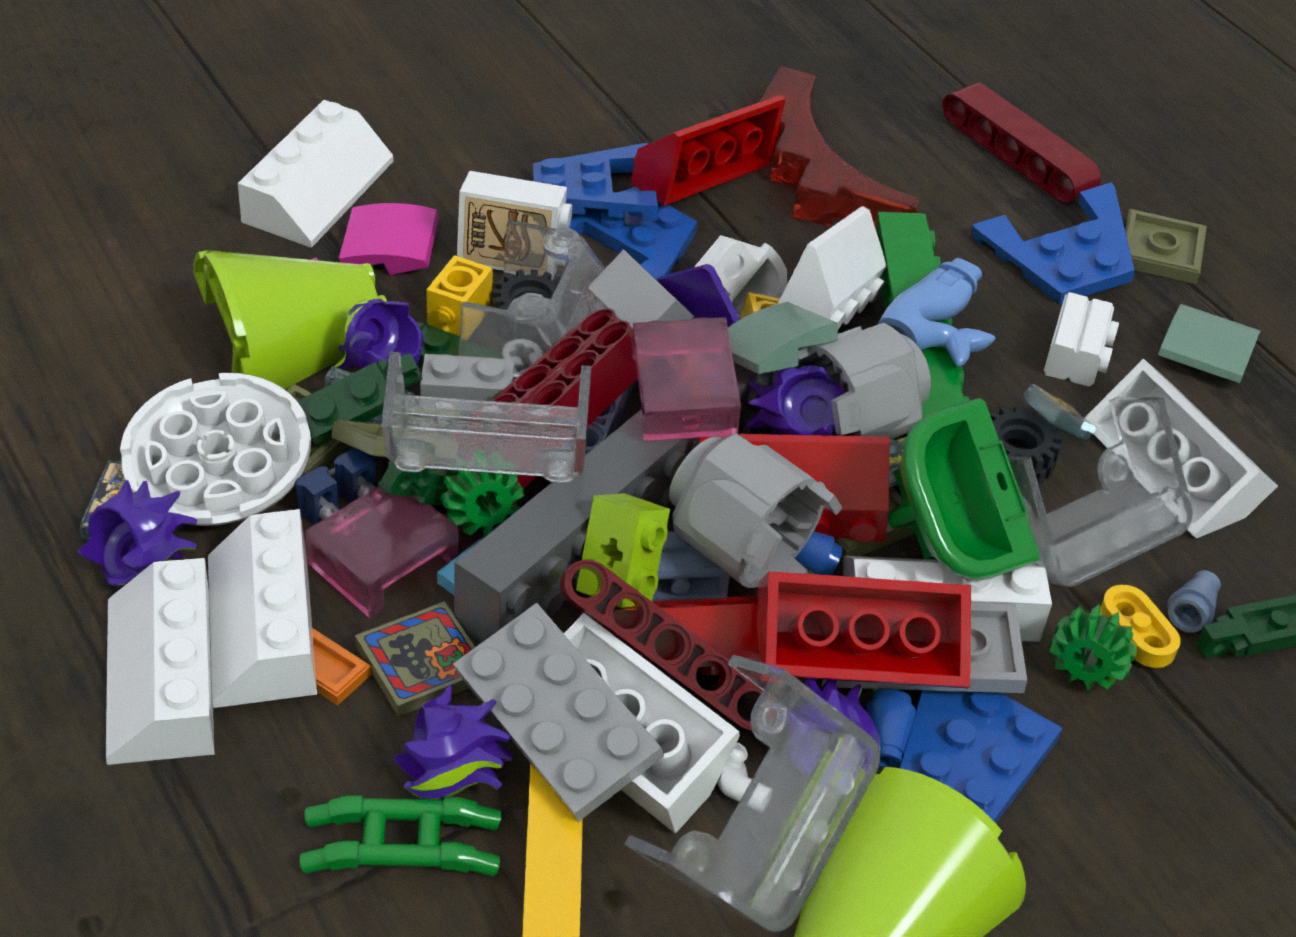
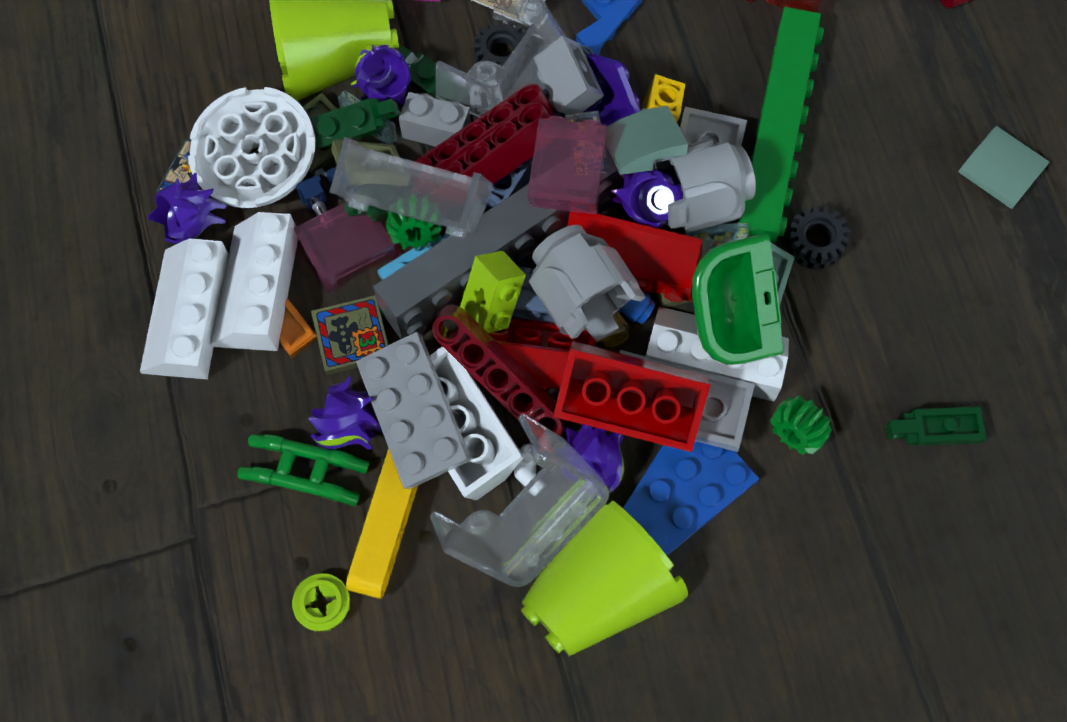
camera: 20 degrees right, 25 degrees up
(457, 283) = (450, 38): yellow head -> none
(746, 269) = (656, 51): white container -> none
(839, 270) = (722, 75): white slope -> none
(893, 719) = (639, 457): blue cone -> none
(935, 299) = (788, 105): medium blue piece -> none
(1058, 412) = (855, 217): clear light blue tile -> none
(1073, 259) = (932, 68): blue wing -> none
(1080, 340) = (901, 147): white brick -> none
(1136, 510) = (859, 316): clear windscreen -> none
(1152, 632) = (846, 409): yellow plate -> none
(1165, 245) = (1007, 64): olive tile -> none
(1194, 602) = (894, 397): sand blue cone -> none
(1218, 475) = (936, 264): white slope -> none

